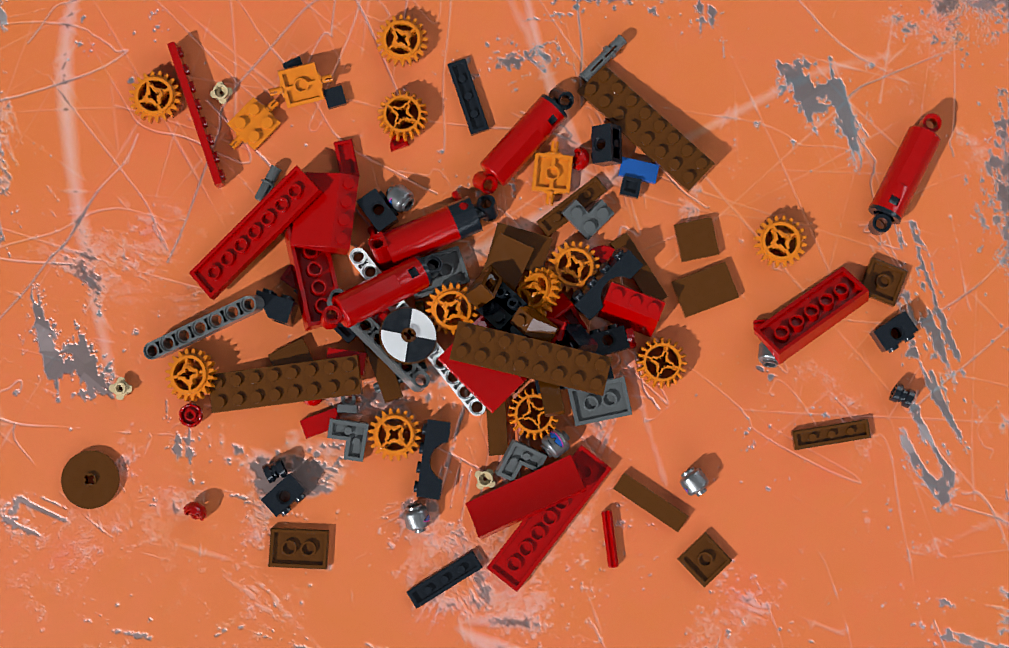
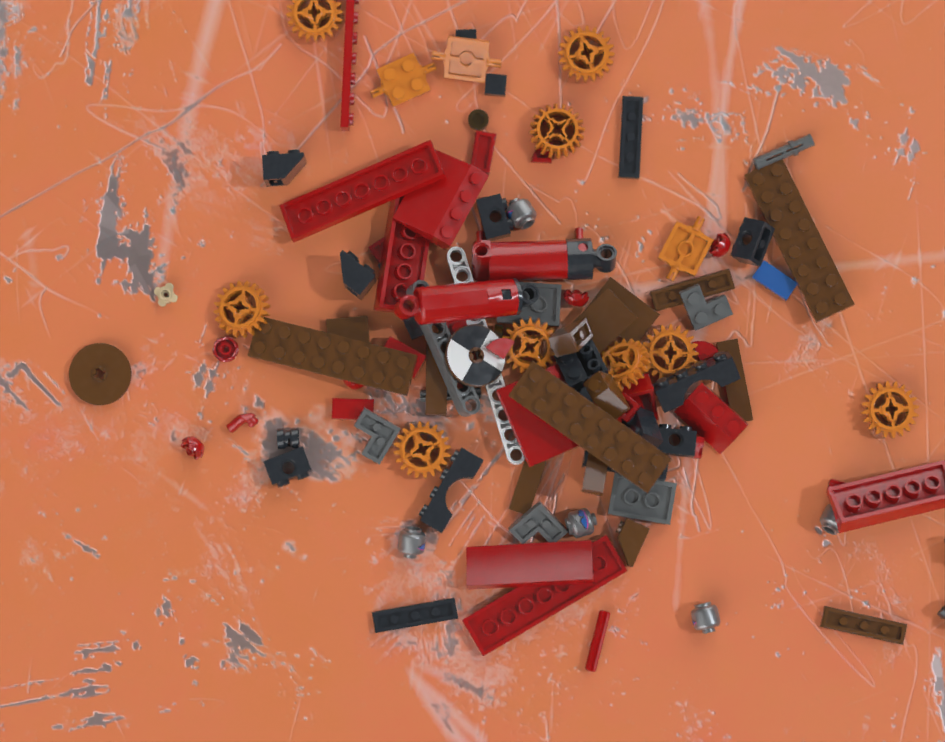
camera: 20 degrees right, 0 degrees up
(178, 240) = (282, 168): none -> black slope
(211, 326) = (283, 268): dark grey beam -> none
(215, 93) = (382, 29): tan plate -> none
(228, 470) = (239, 420): none -> red arm
(268, 182) = (394, 145): dark grey axle -> none
(298, 548) = (281, 525): reddish brown tile -> none
(332, 133) = (478, 120): none -> dark brown tile
(348, 407) = (386, 404): flat silver tile -> none
(426, 319) = (500, 346): none -> red tile
(475, 251) = (575, 297): none -> red plate
(488, 483) = (489, 534): tan plate -> none
(518, 419) = (556, 484): orange gear -> none
(523, 140) = (669, 204): red piece -> none
(604, 440) = (631, 539): none -> reddish brown slope
(630, 187) = (759, 294): black plate -> none
(651, 502) = (653, 621): reddish brown tile -> none
(652, 359) = (712, 478): orange gear -> none
(696, 239) = (805, 374): reddish brown tile -> none
(704, 559) = (684, 700): reddish brown tile -> none
(705, 289) = (794, 428): reddish brown tile -> none

